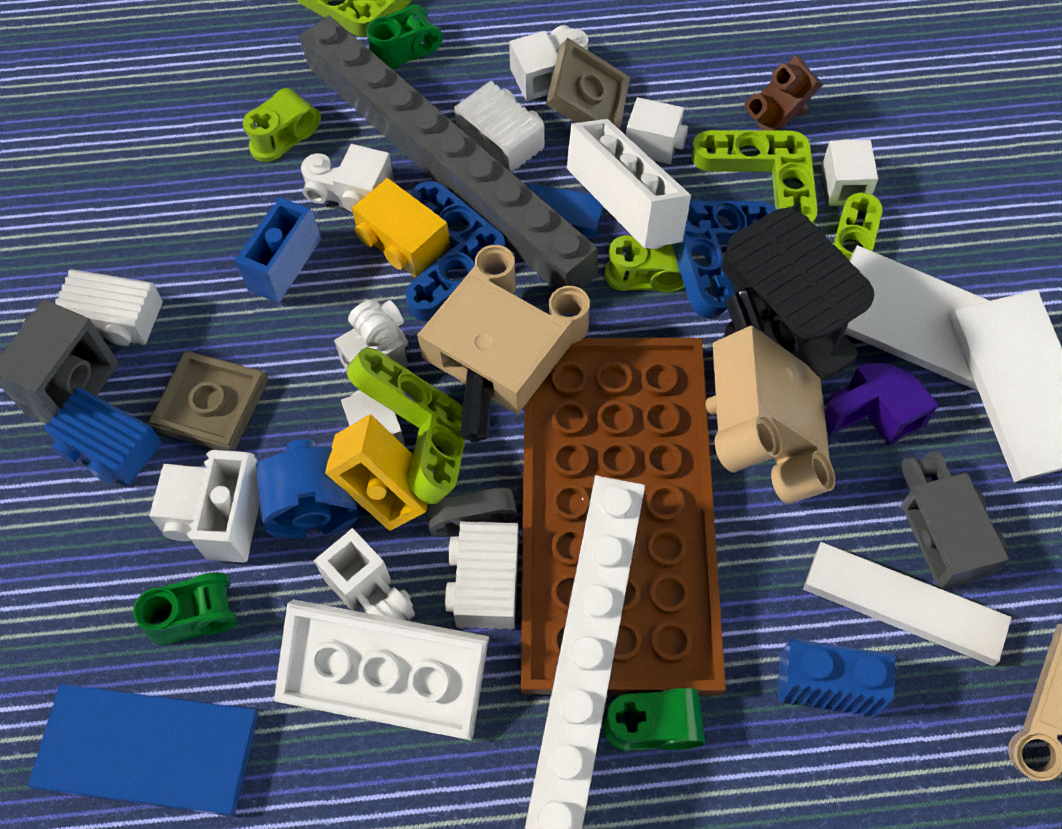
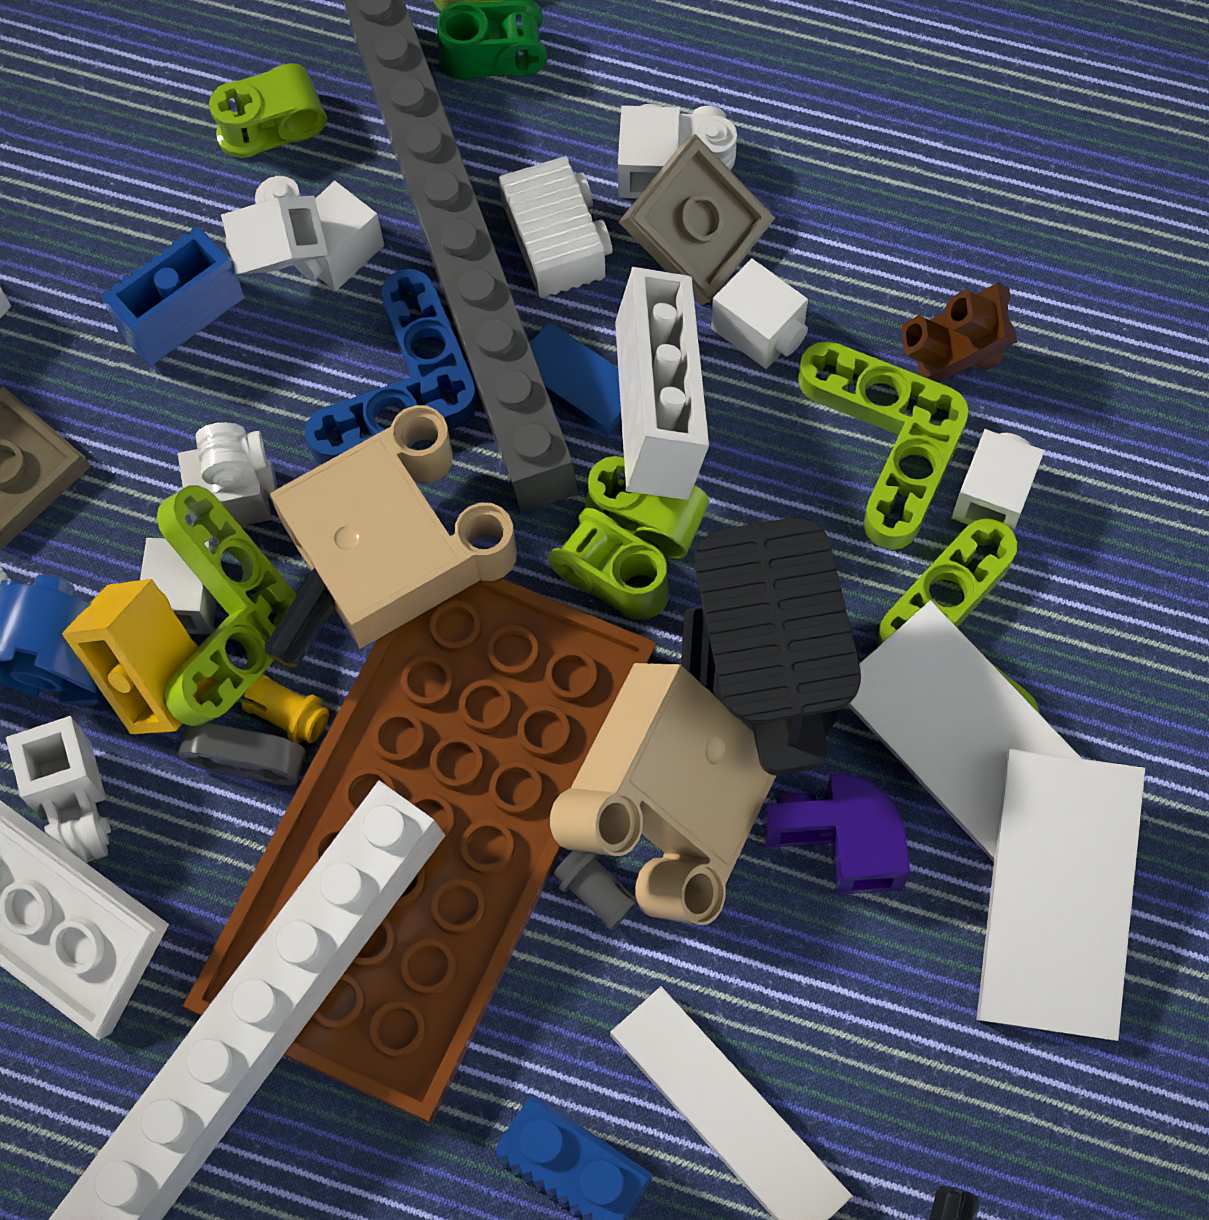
camera: 25 degrees right, 5 degrees up
(331, 184) = (274, 234): none -> white brick
(400, 228) = (348, 325): yellow brick -> none
(484, 575) = (215, 841): white brick -> none
(486, 473) = (297, 715): none -> yellow pin
(647, 304) = (604, 557): none -> lime piece
(665, 720) = (338, 1121): green piece -> none
(705, 240) = (728, 504): blue beam -> none
(746, 499) = (596, 887): none -> dark grey pin
(951, 523) = (845, 1038): dark grey brick -> none

